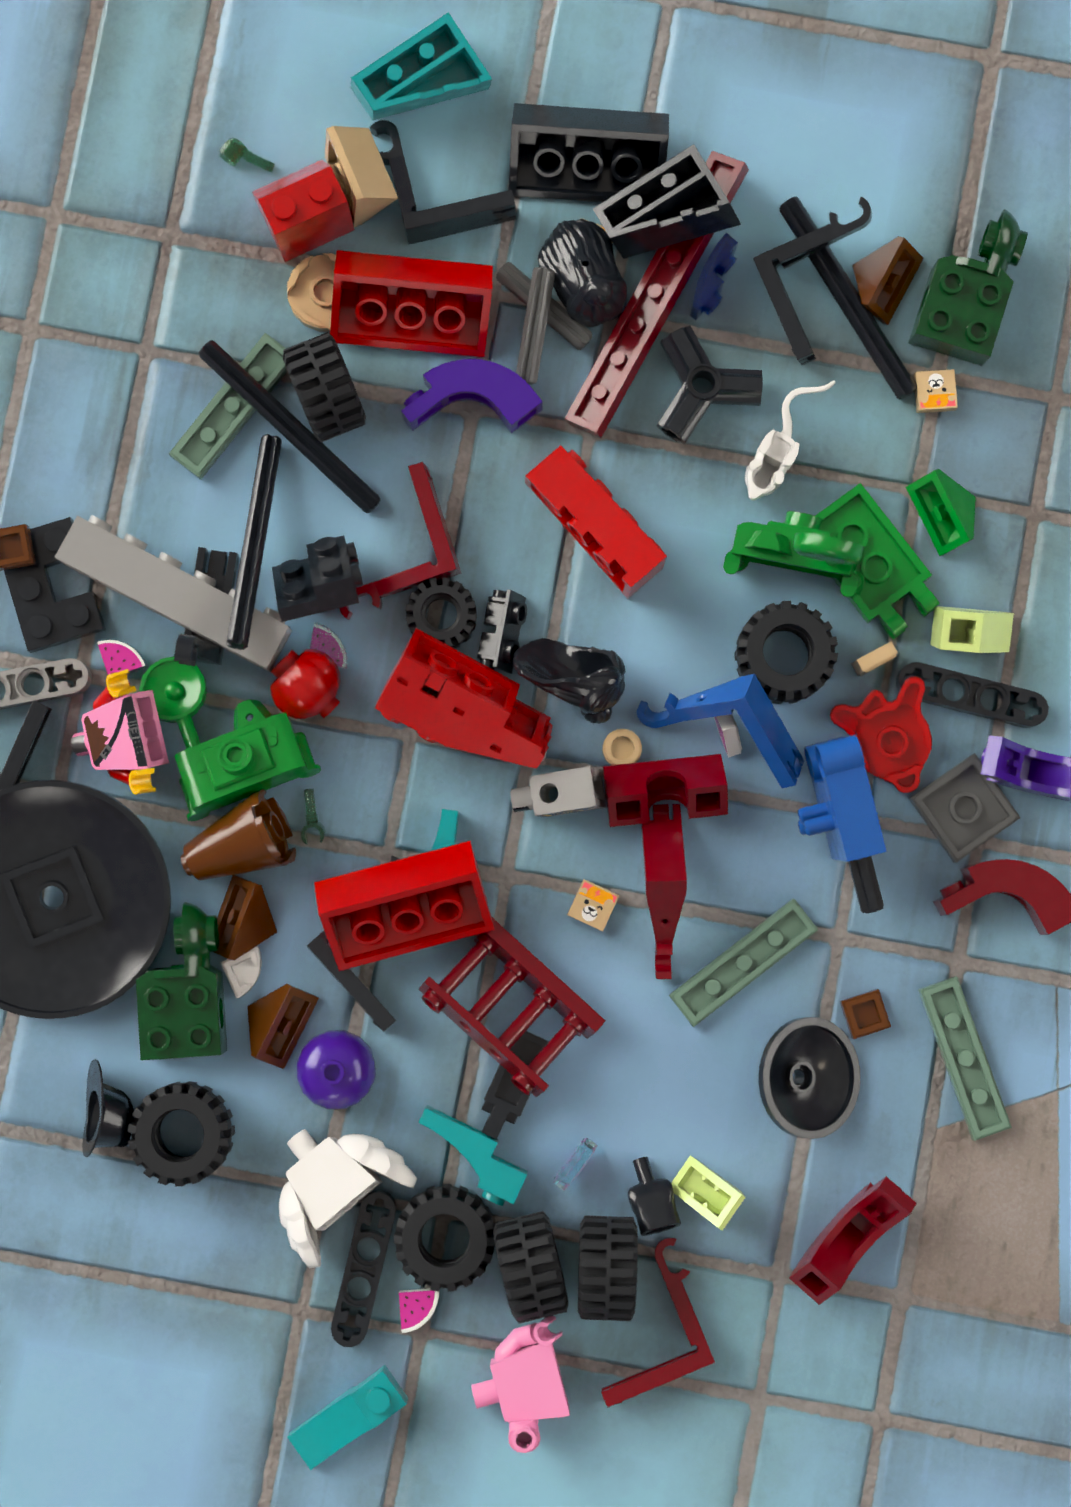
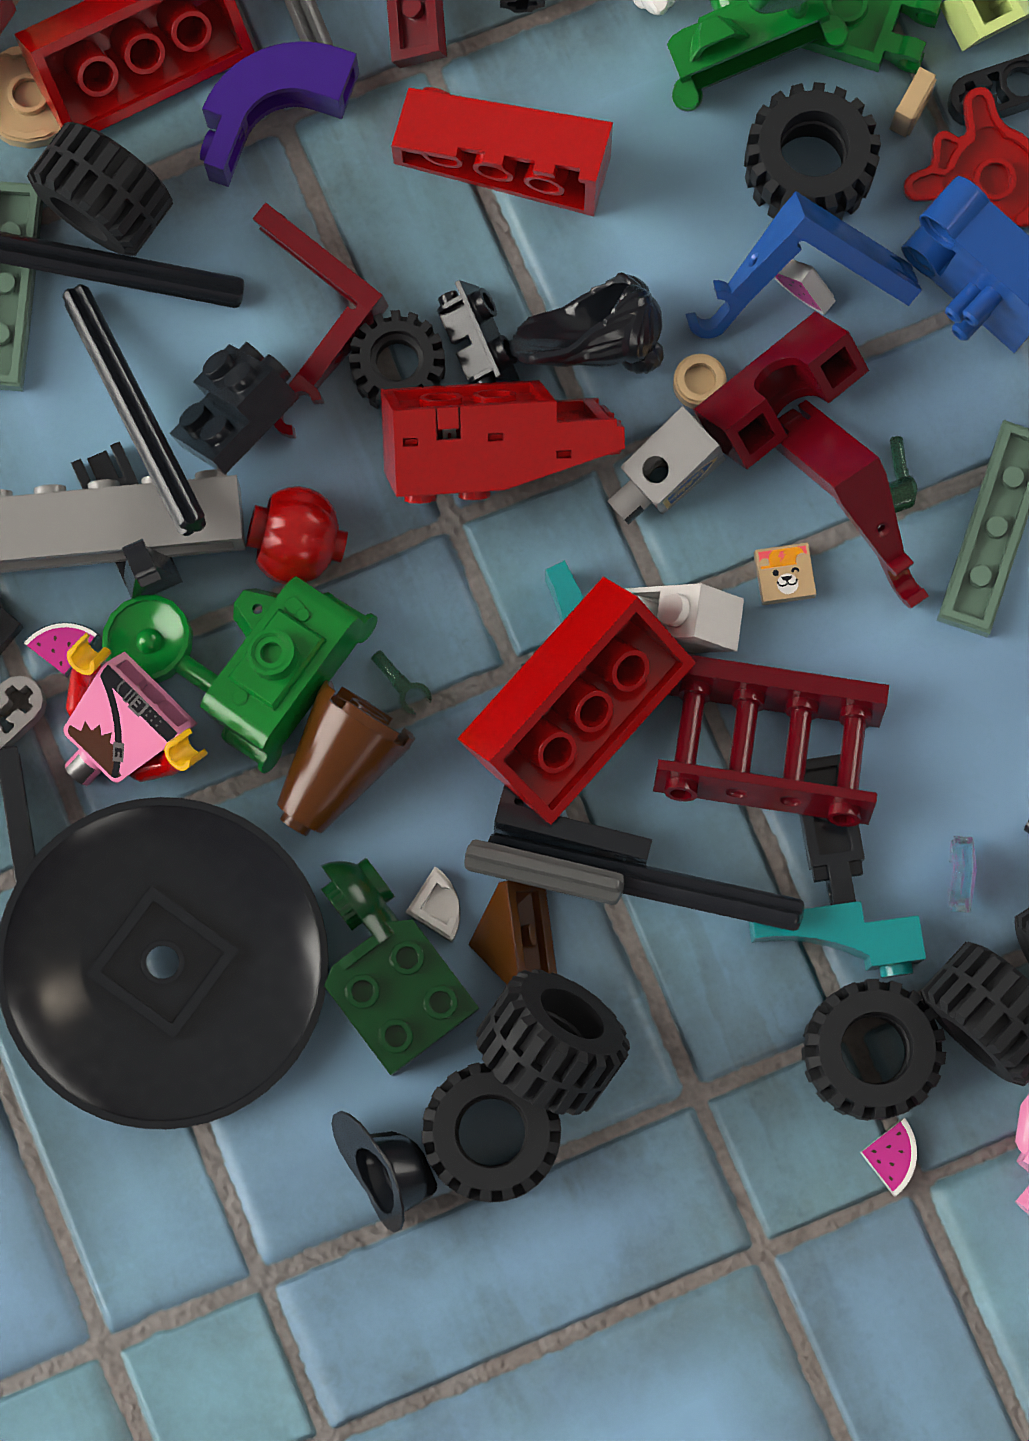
camera: 30 degrees left, 5 degrees down
(243, 919) = (398, 844): reddish brown slope -> none
(250, 1106) = (552, 1042): none -> black tyre
(317, 996) = (544, 872): none -> dark grey axle
(328, 642) = (286, 474): clear light blue tile -> none
(330, 1182) = (701, 1074): white torso -> none
(336, 1069) = (619, 948): dark purple cylinder -> none
(348, 1417) = (901, 1333): teal slope -> none
(360, 1267) = (809, 1149): black beam -> none
(375, 1042) = (678, 887): none -> black axle
(511, 893) = (696, 615): none -> white slope
(700, 902) = (904, 487): none -> clear green hand

